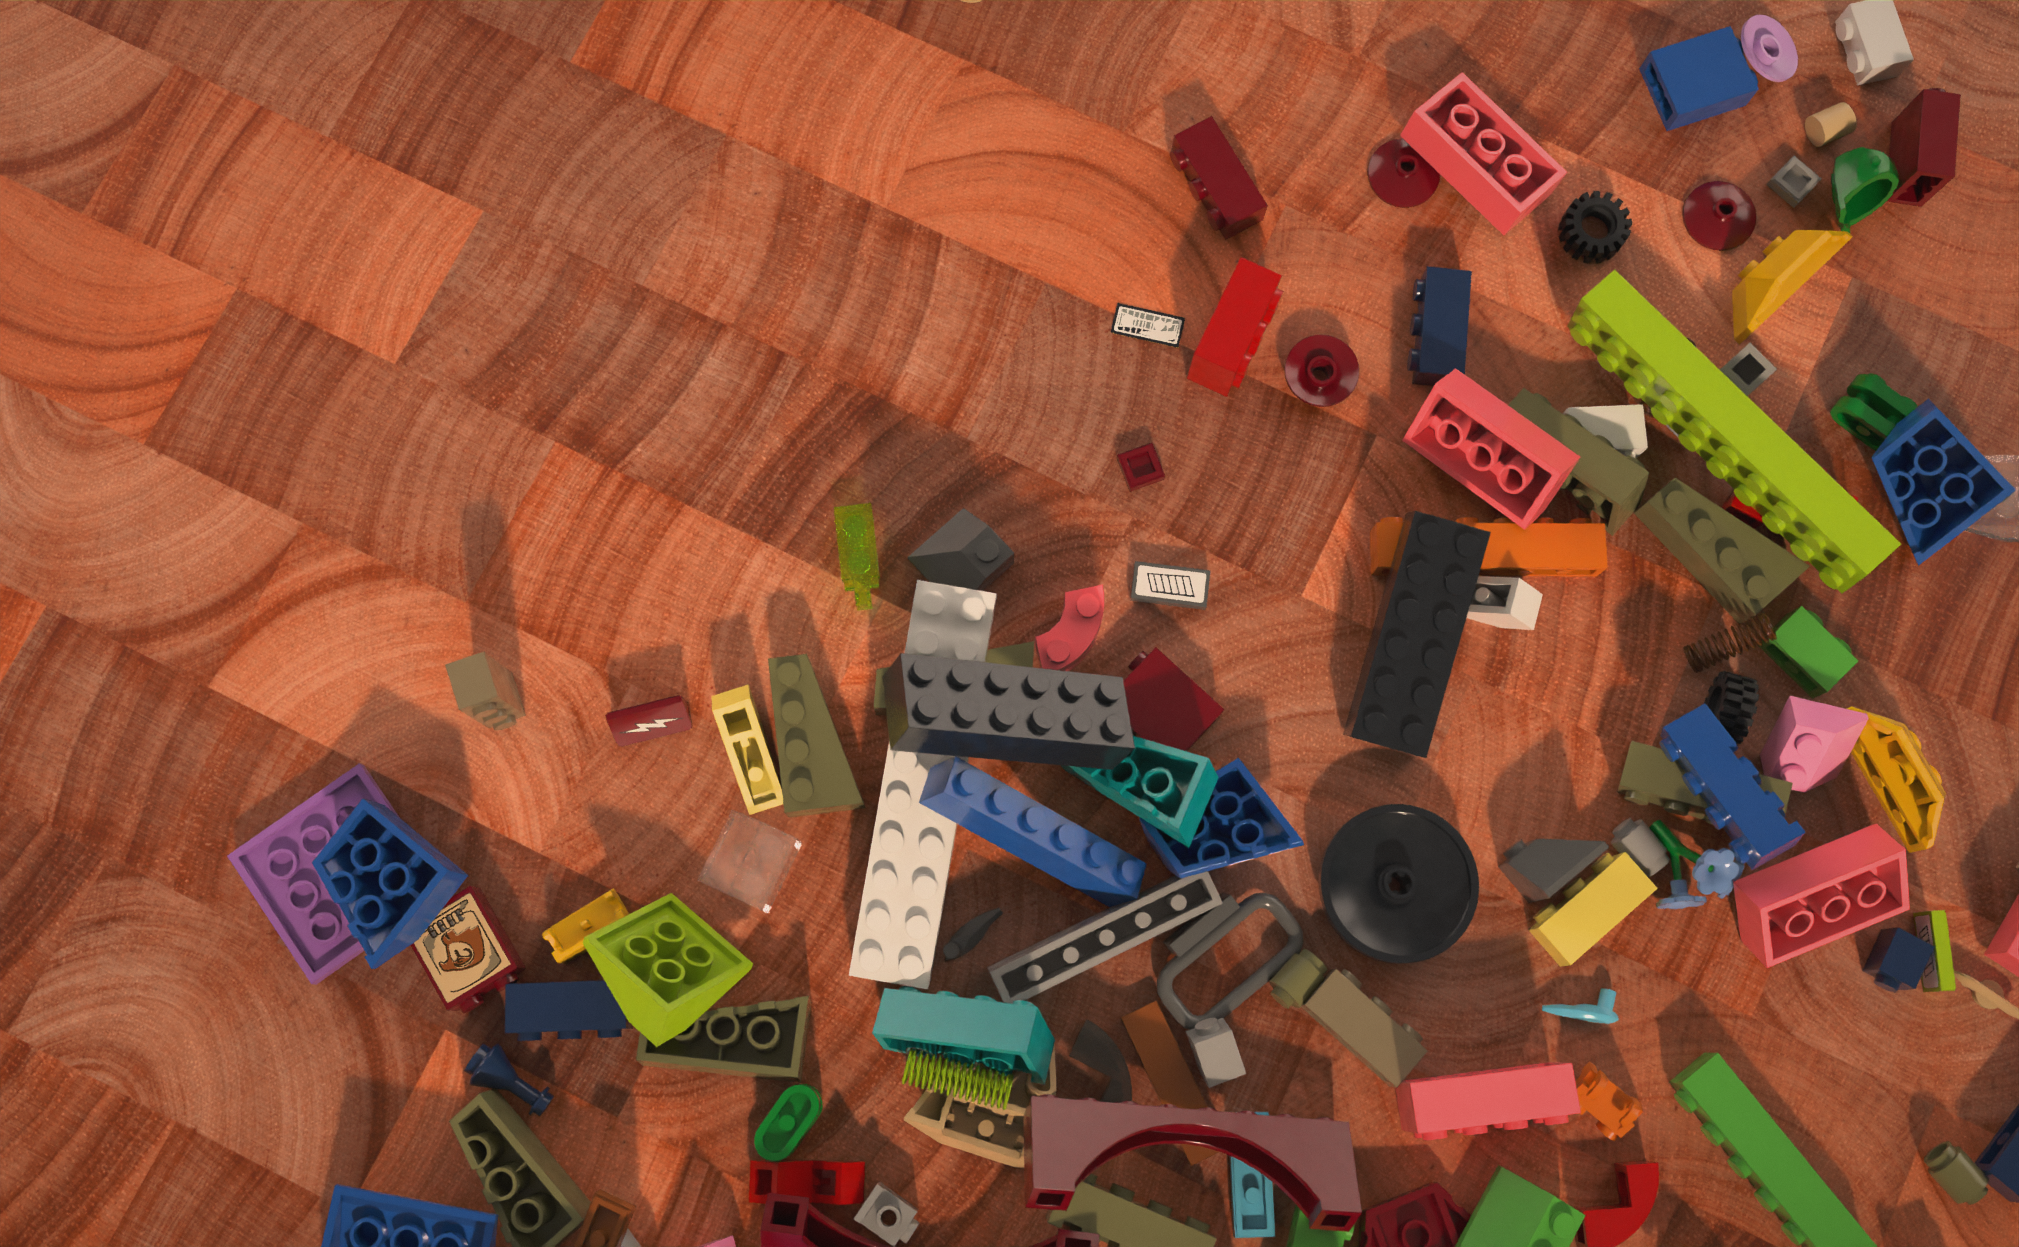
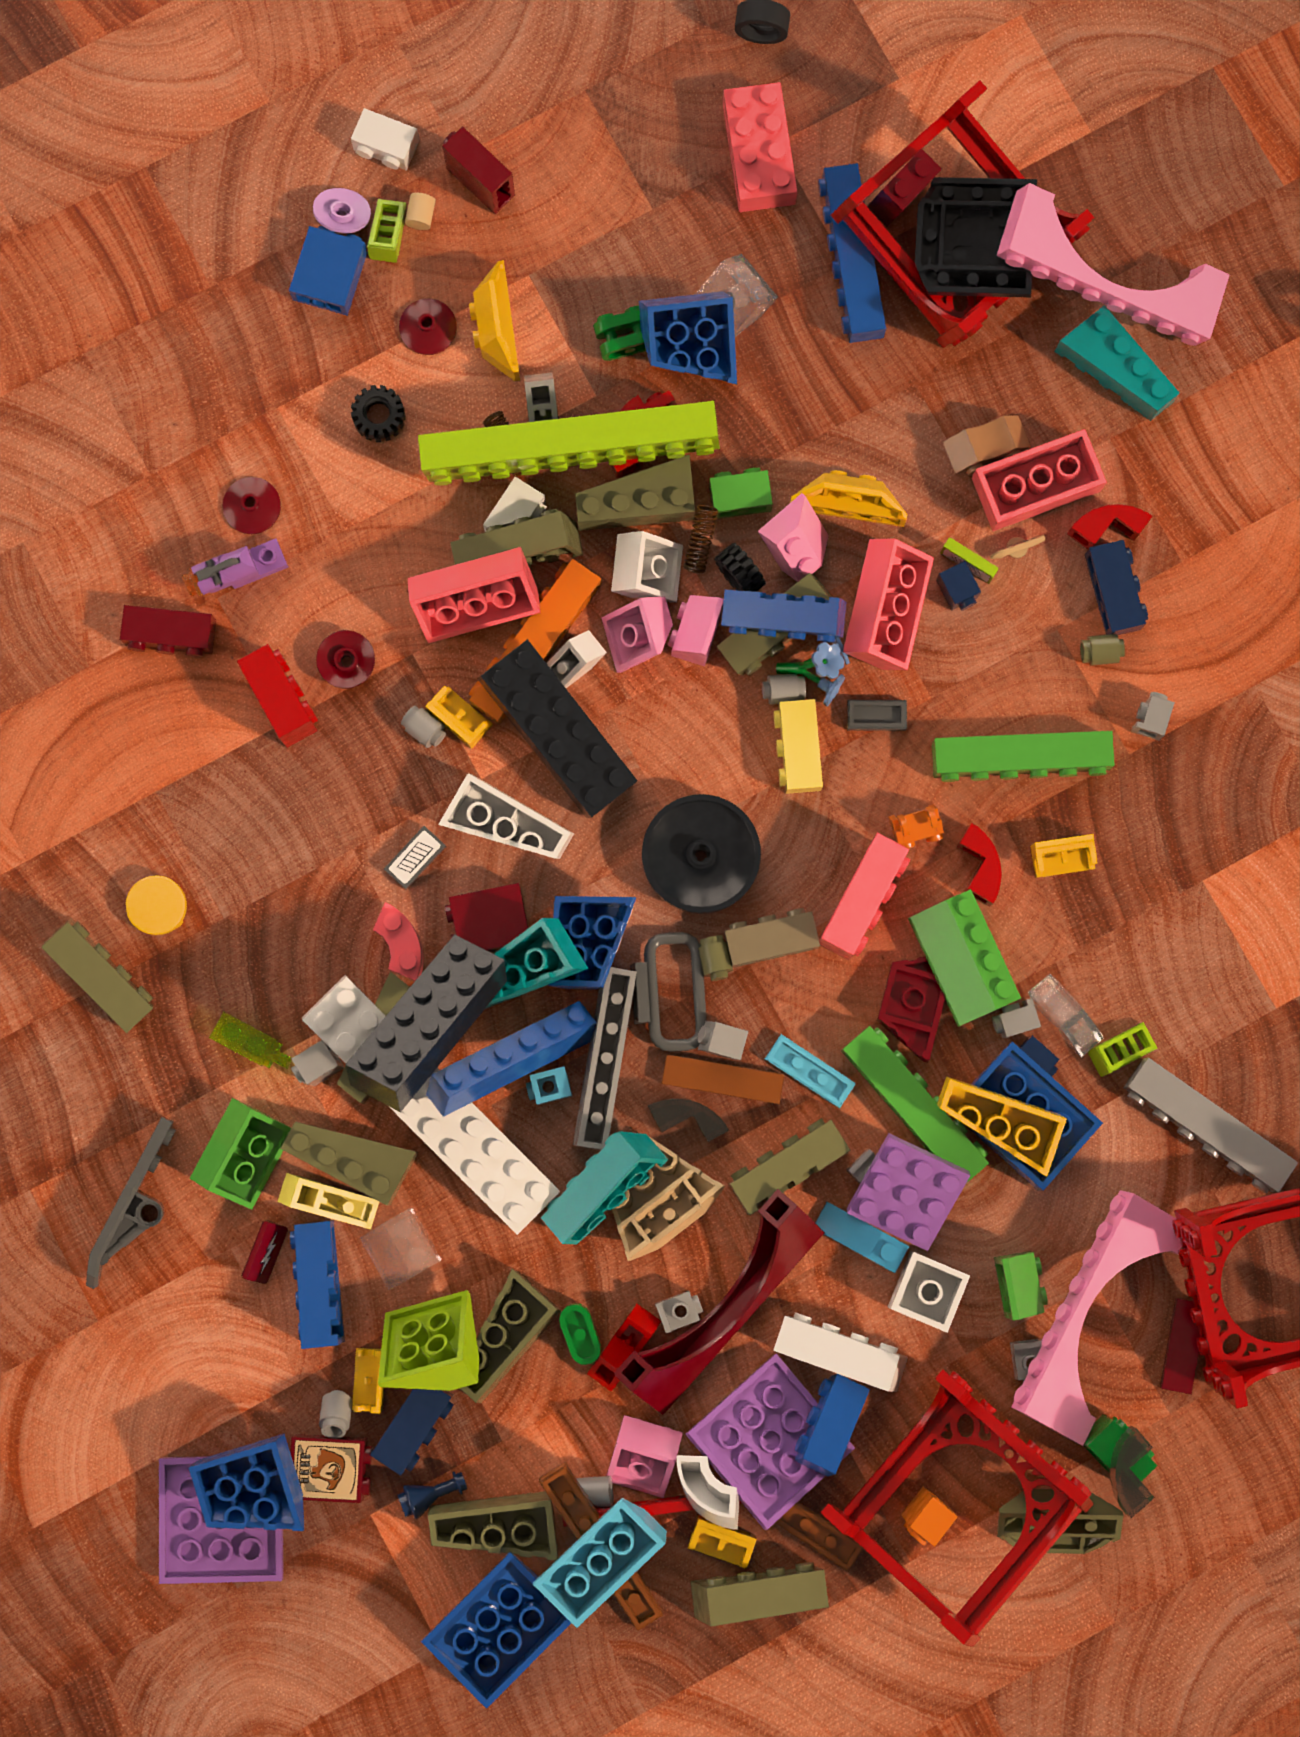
camera: 55 degrees left, 5 degrees up
(486, 691) = (173, 1344): dark tan brick -> none
(526, 915) = (335, 1414): none -> light grey brick
(590, 553) = (126, 1217): none -> dark grey piece
(650, 801) = (317, 1284): none -> blue wedge
(734, 624) = (241, 1154): none -> bright green slope
(820, 351) = (98, 975): none -> olive wedge
(880, 632) = (316, 1064): none -> light grey brick
(910, 1067) = (639, 1196): lime piece -> none
(931, 361) = (156, 905): none -> yellow tile
(963, 554) = (300, 976): dark grey slope -> none
(970, 935) = (545, 1141): dark grey bar -> none
(1048, 899) = (560, 1081): none -> medium azure brick
(1140, 467) = (324, 820): dark red tile -> none
(1147, 325) = (233, 747): sticker -> none
(1277, 641) = (499, 817): none -> white wedge
(1300, 1155) = (818, 1034): dark red arch -> none
(1312, 497) = (423, 727): none -> light grey brick
(1330, 198) = (235, 568): none -> medium lavender plate
(1348, 525) = (458, 716): none -> yellow hinge
(1439, 324) = (370, 562): dark blue brick -> none
(1483, 153) = (277, 449): coral brick -> none
(1547, 864) = (753, 754): dark grey slope -> none
(1581, 646) = (637, 631): none -> bright pink slope
(1598, 1014) = (865, 788): medium azure bar -> none
(1632, 707) = (697, 628): none -> bright pink slope
(1654, 608) = (646, 566): none -> white slope
(1688, 969) = (876, 715): none -> dark grey tile
(1764, 119) = (381, 247): none -> lime slope
(1793, 181) = (440, 262): light grey tile -> none
(1861, 184) = (474, 227): green helmet -> none

